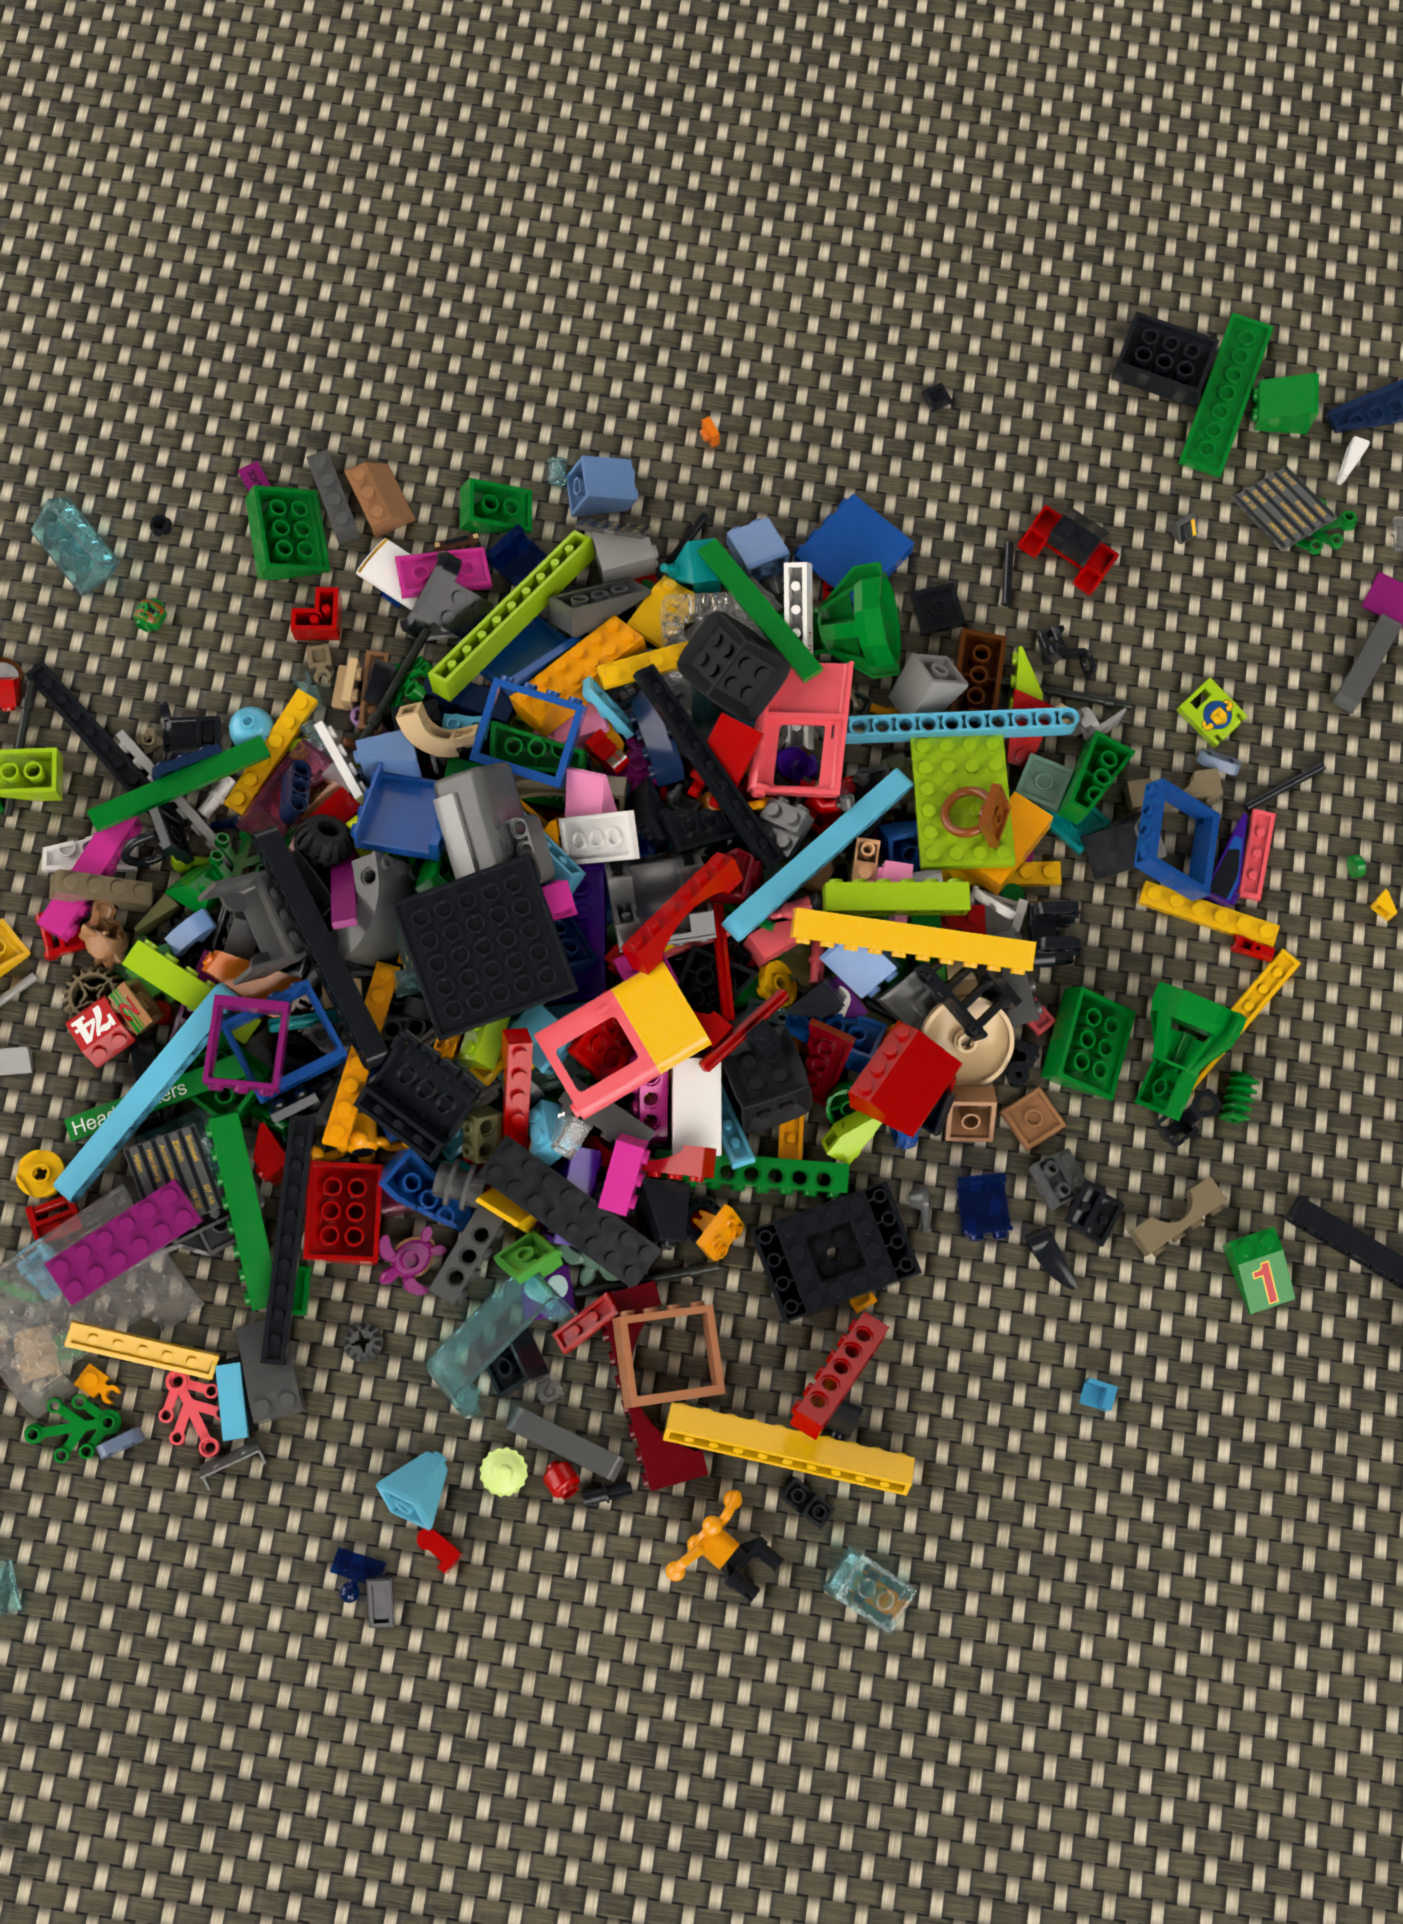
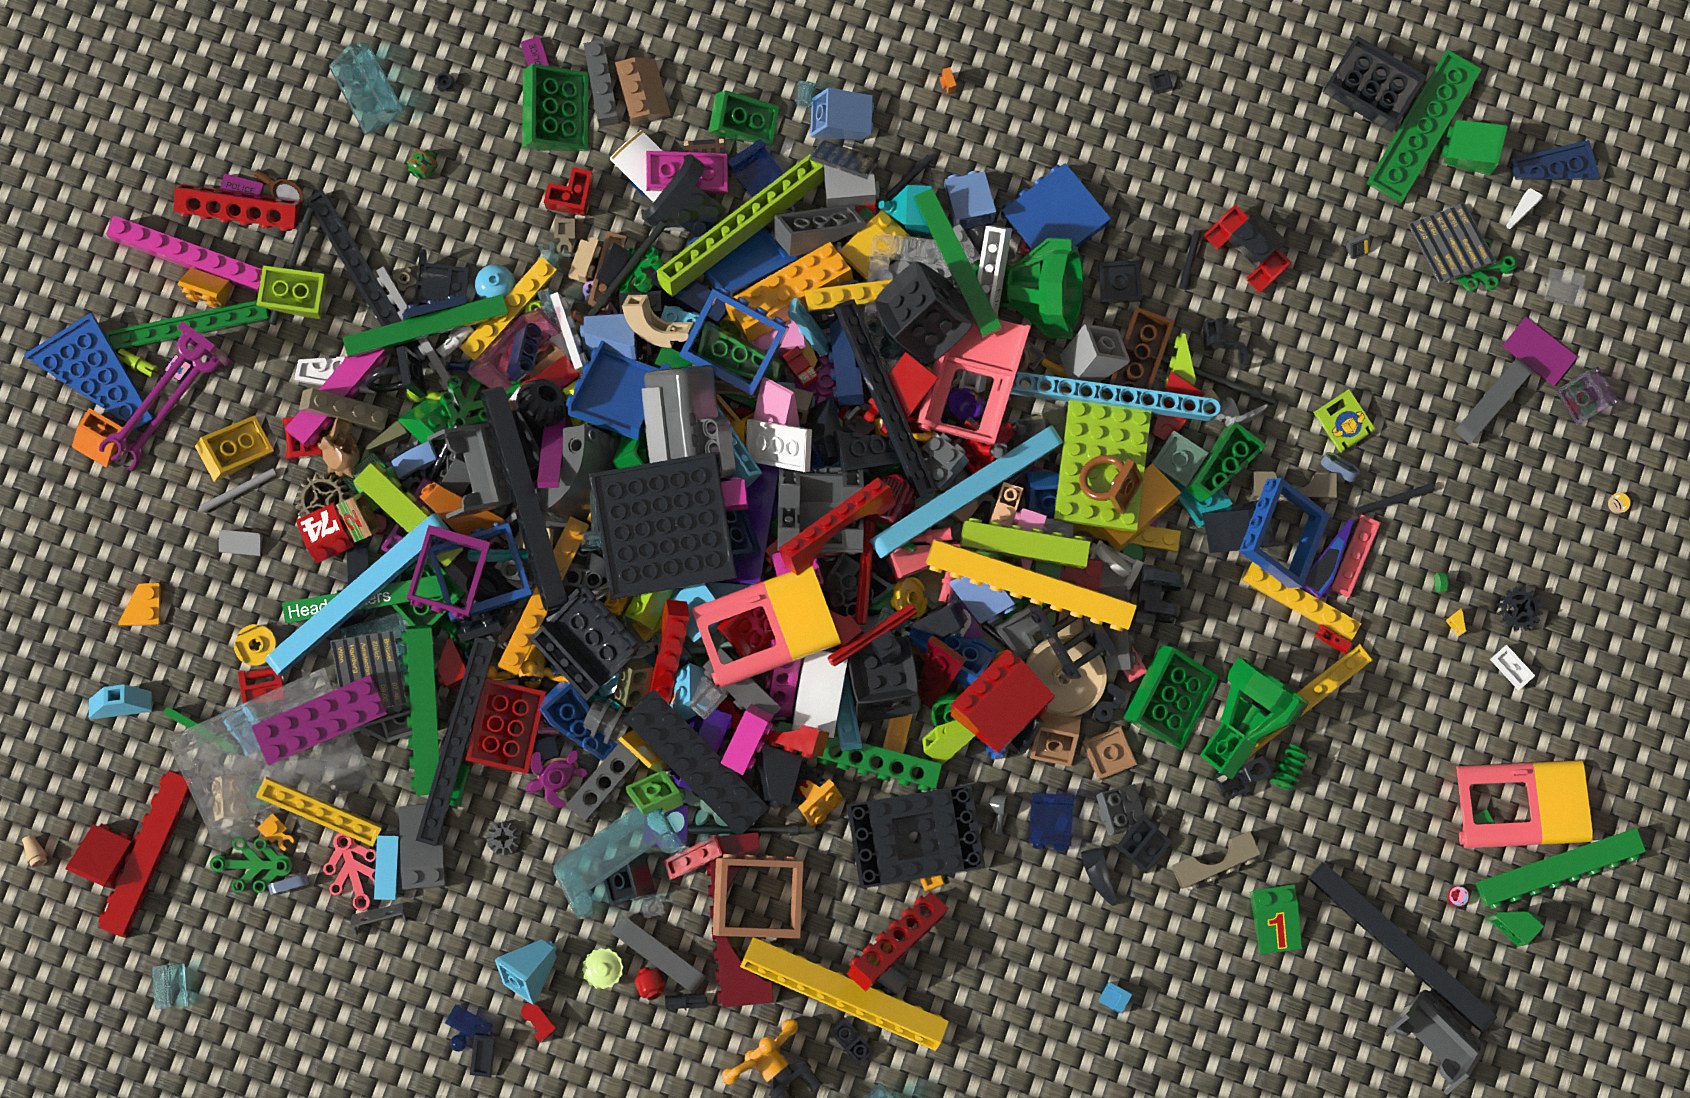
camera: 10 degrees right, 5 degrees up
(396, 1230) = (547, 748): none -> dark blue tile

